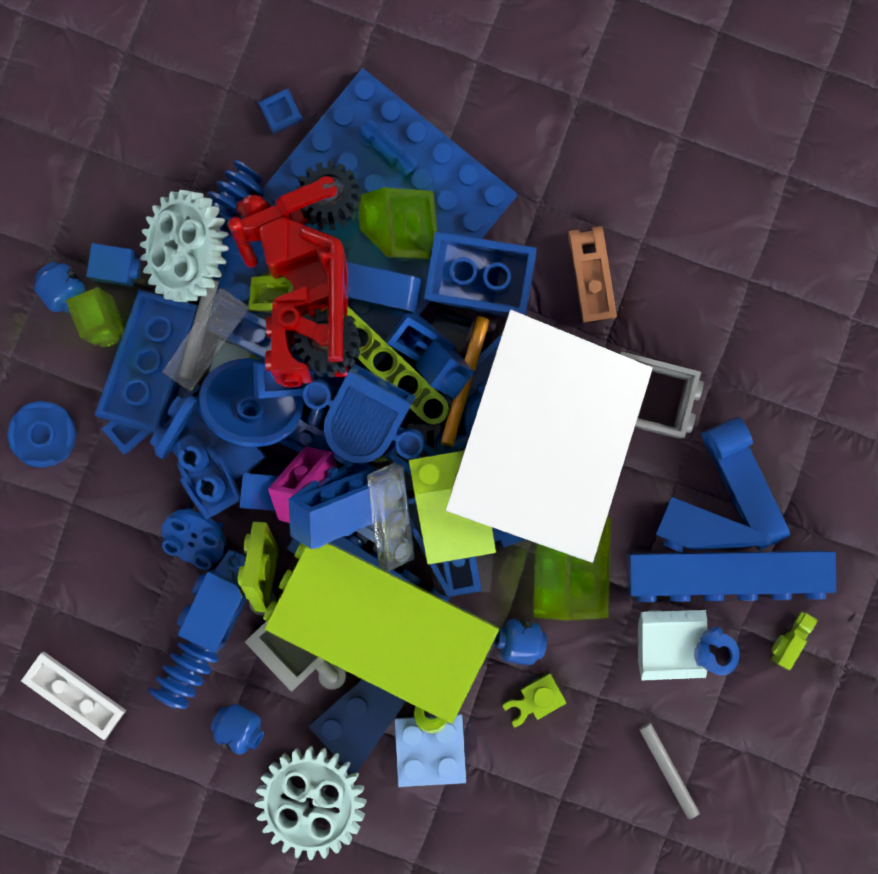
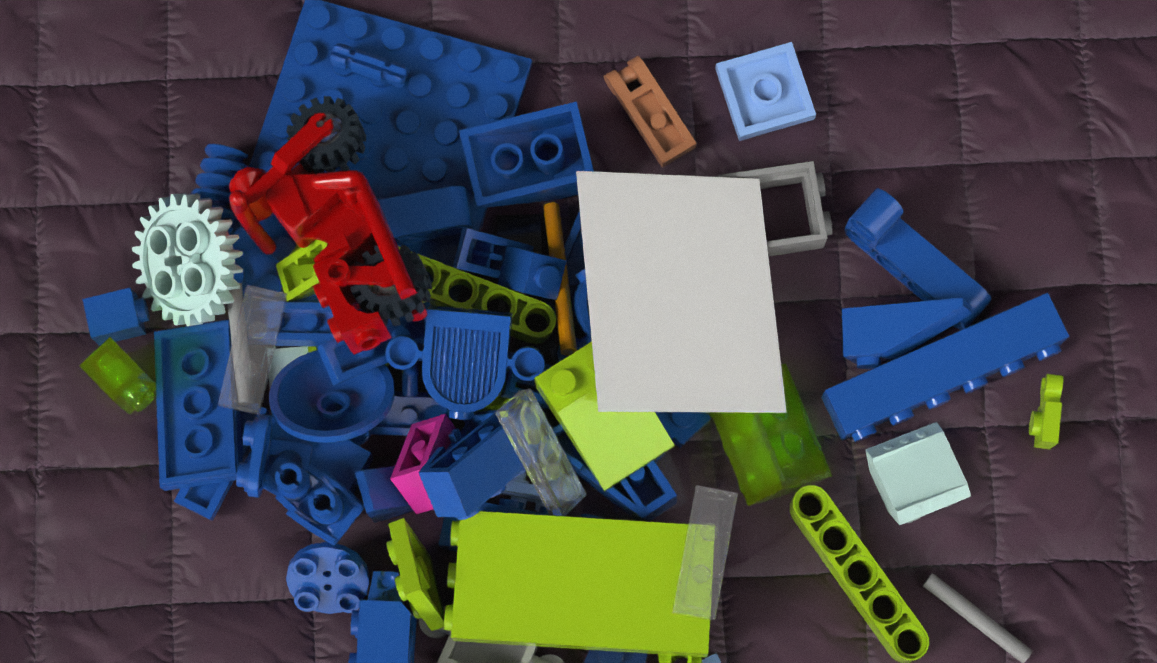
camera: 15 degrees left, 10 degrees down
(42, 434) = (107, 538): blue tile -> none
(56, 284) = (58, 366): blue head -> none
(280, 111) = (235, 78): blue tile -> none
(399, 221) = (414, 134): clear neon green slope -> none
(482, 648) = (705, 553): none -> clear tile
(521, 642) = (751, 541): blue head -> none
(539, 697) = (794, 598): lime plate -> none
(594, 719) = (860, 595): none -> lime beam
(689, 297) = (765, 91): none -> light blue plate
(706, 659) = (962, 472): blue piece -> none

